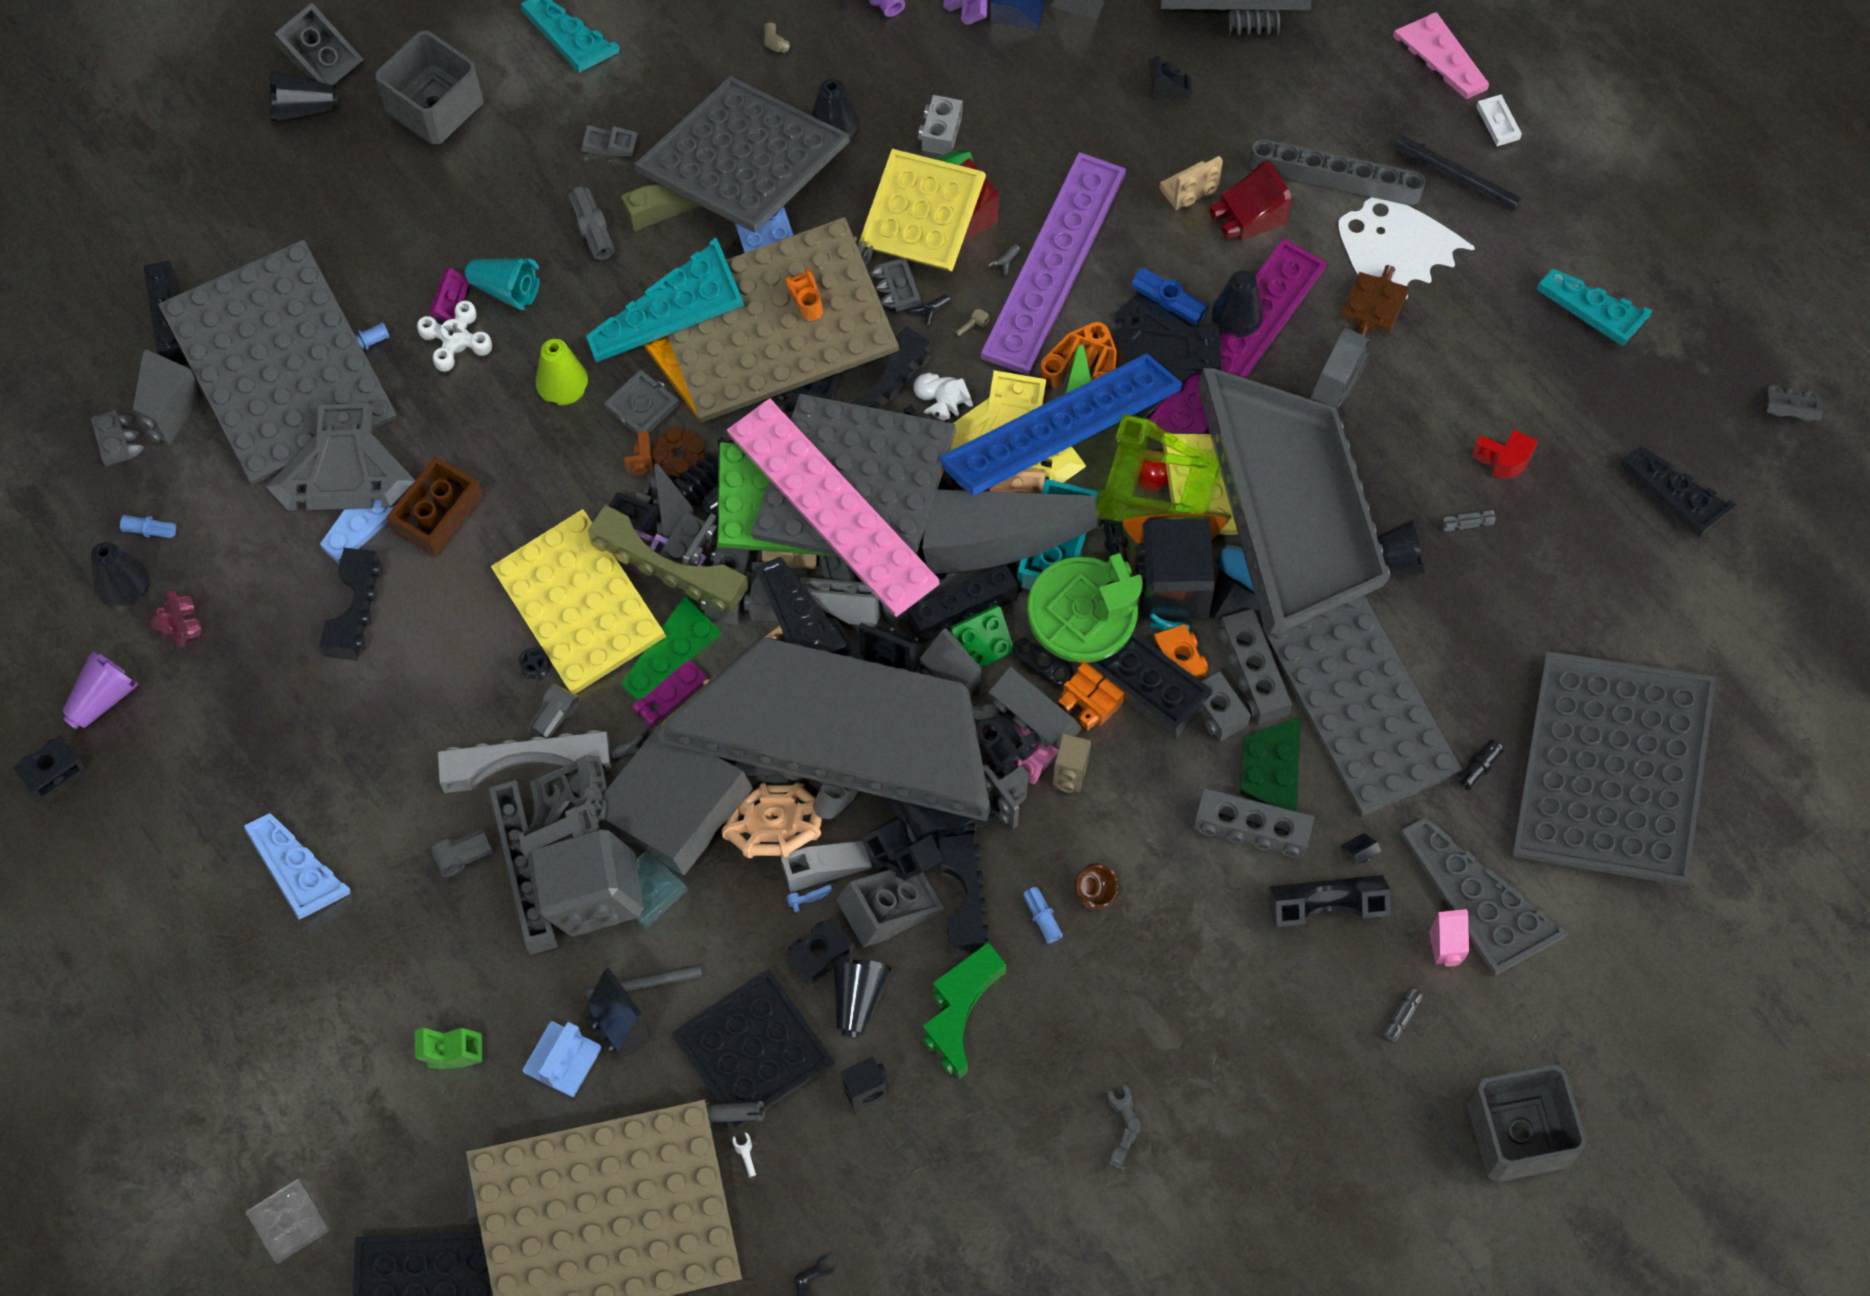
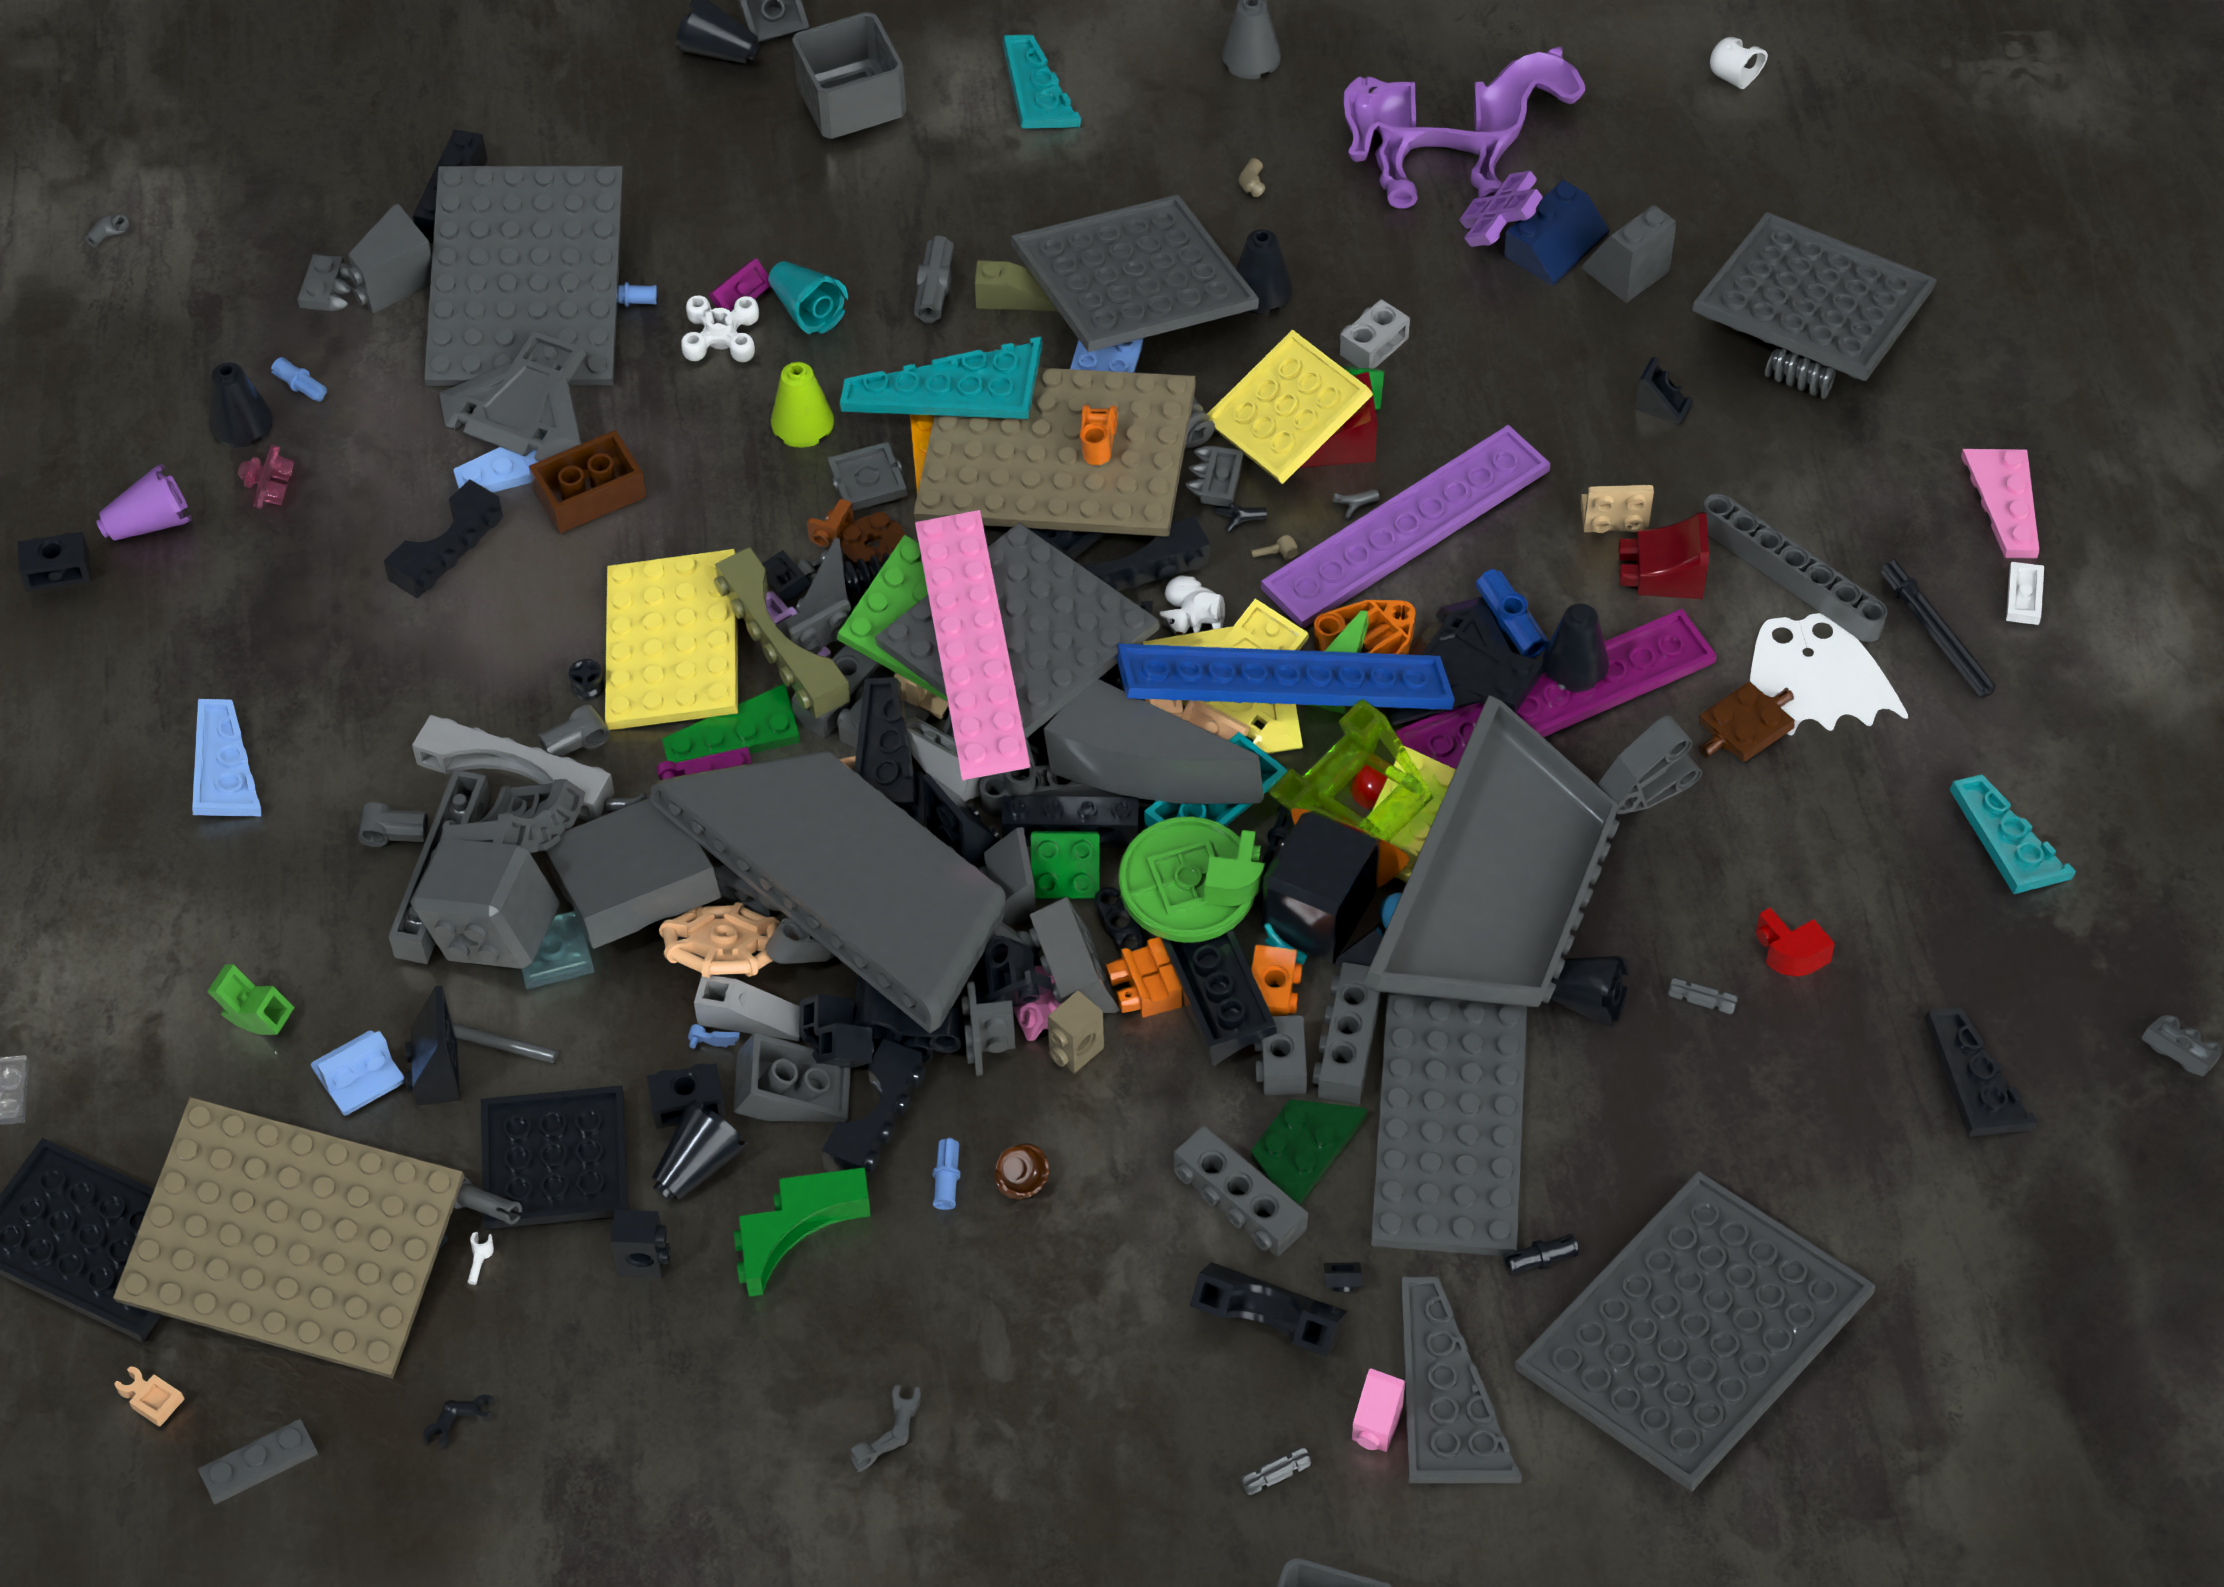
camera: 30 degrees right, 10 degrees down
(609, 143) = (1006, 209): dark grey slope -> none

